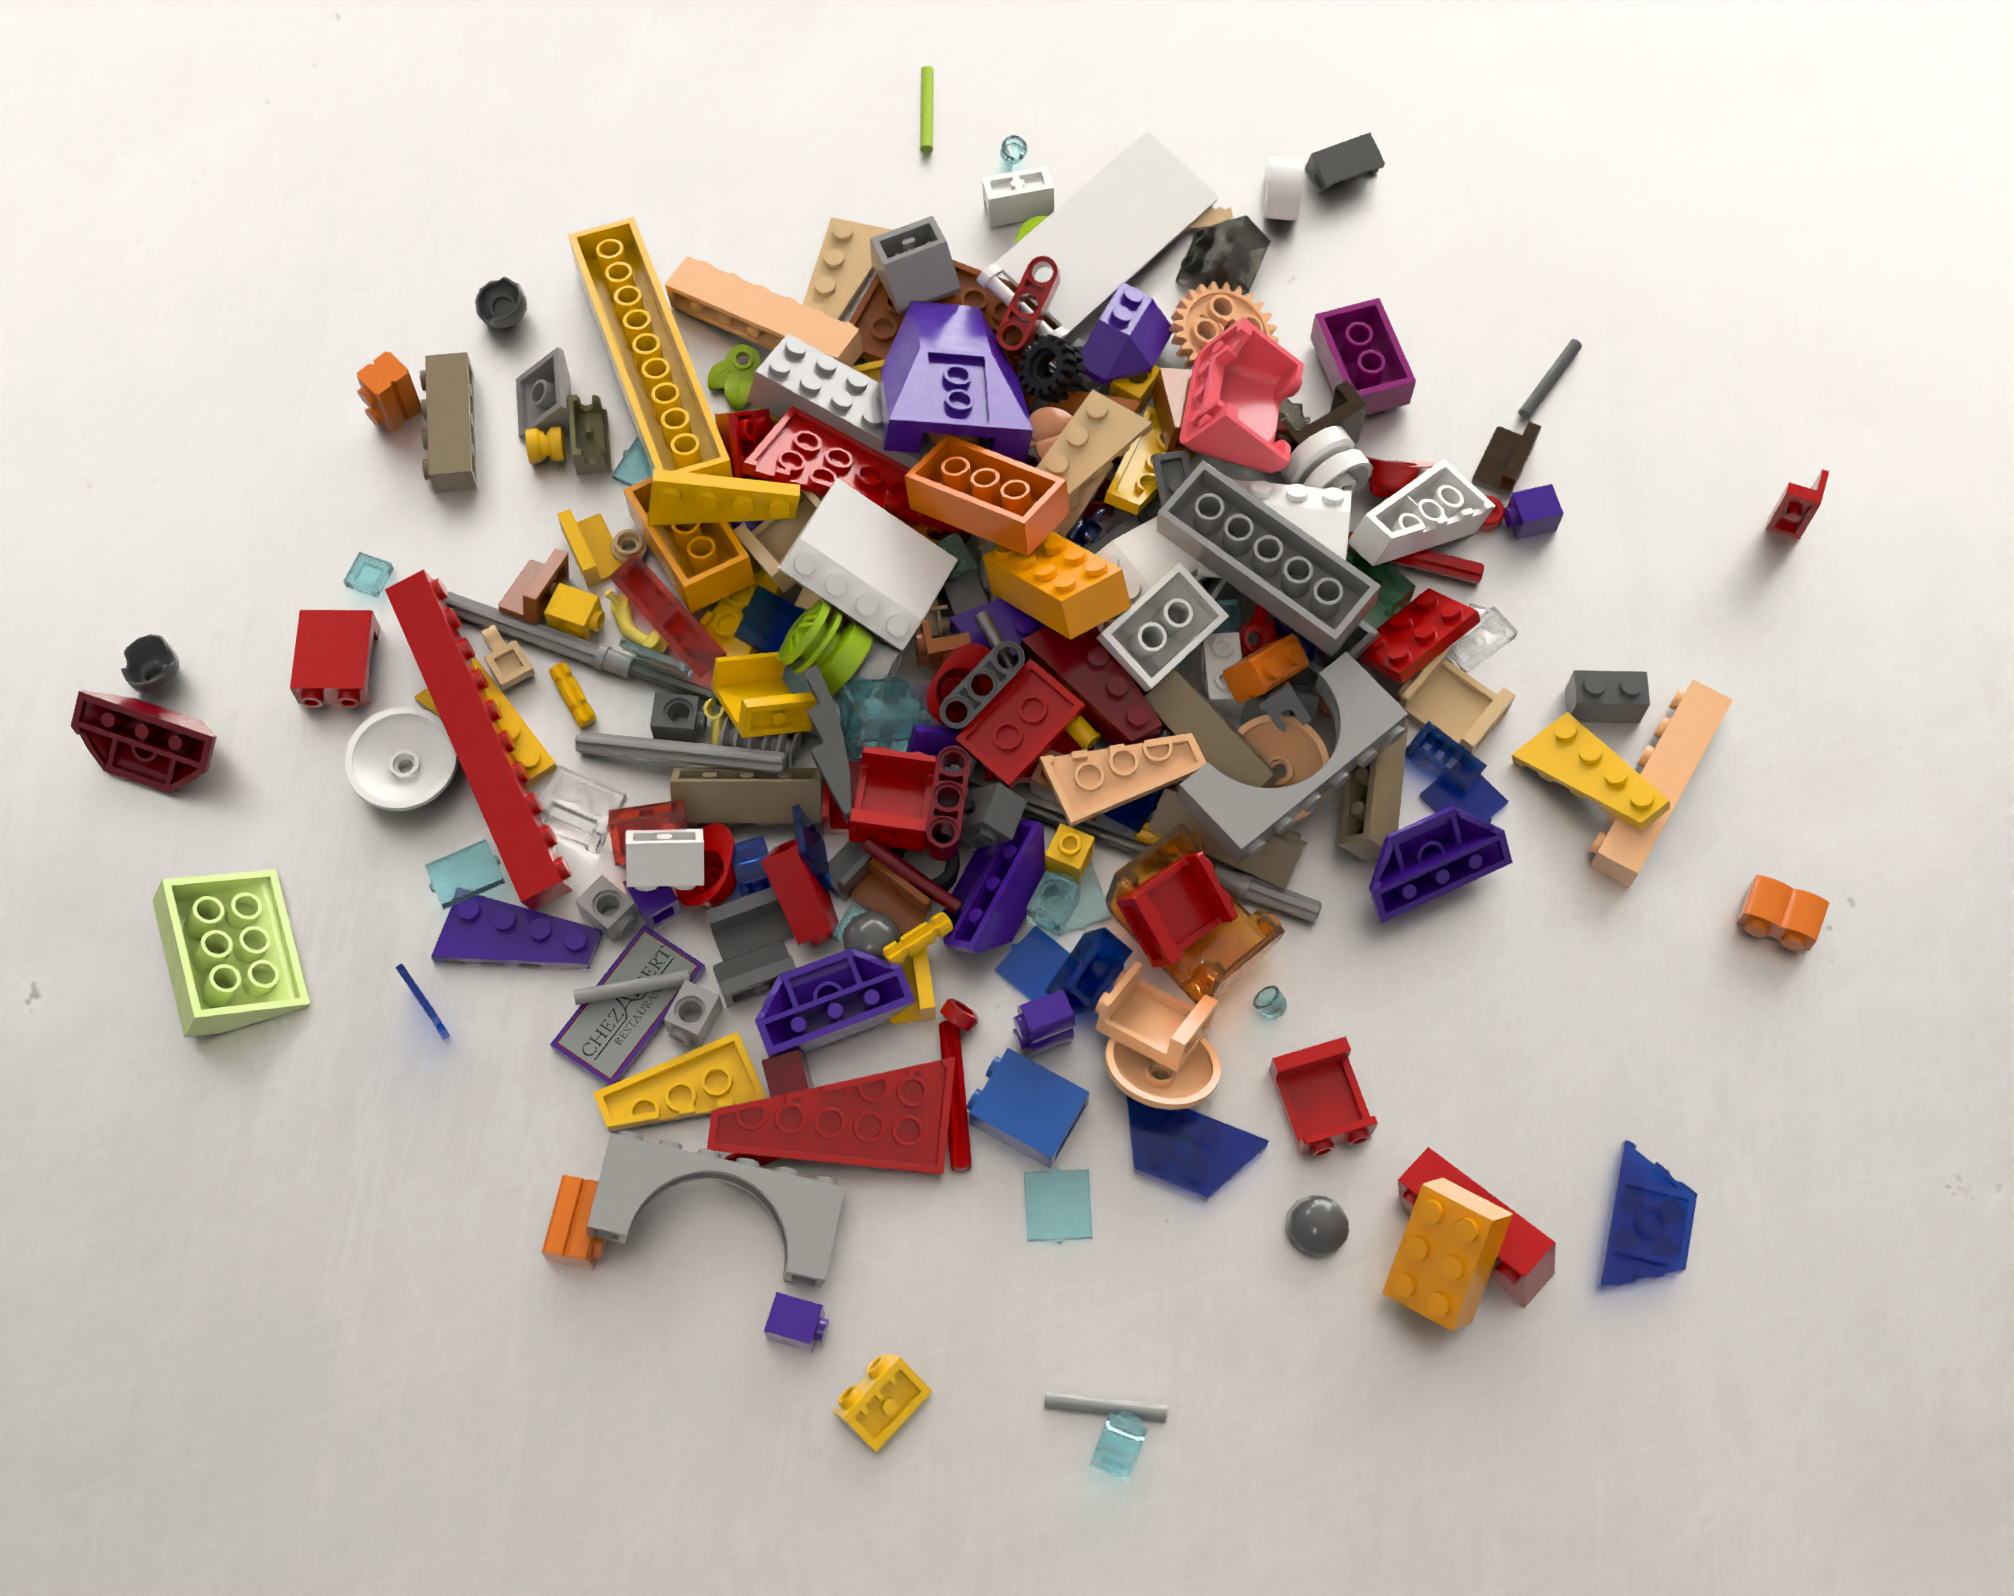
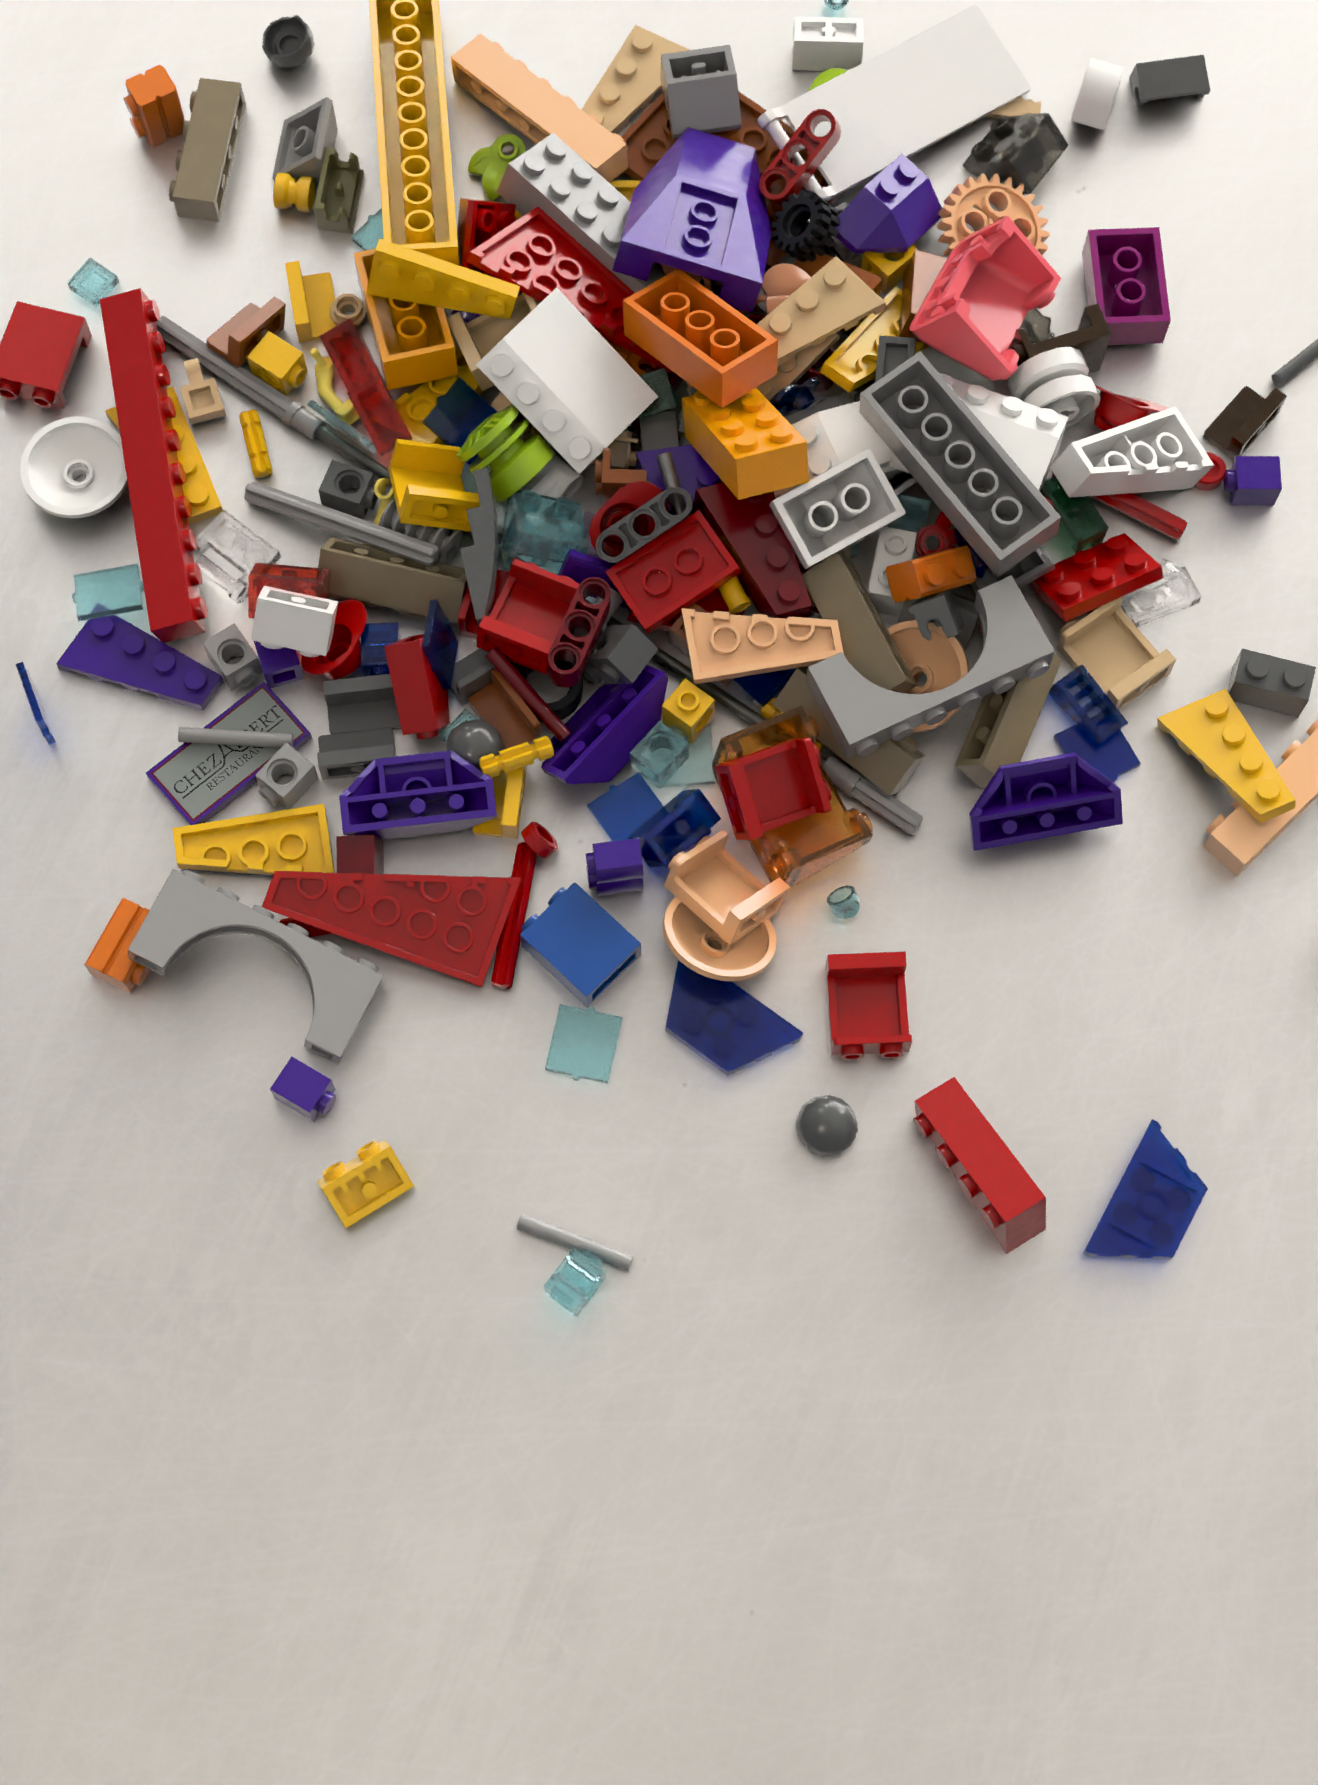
camera: 15 degrees right, 5 degrees up
(1447, 1253) = (938, 1181): light orange brick -> none

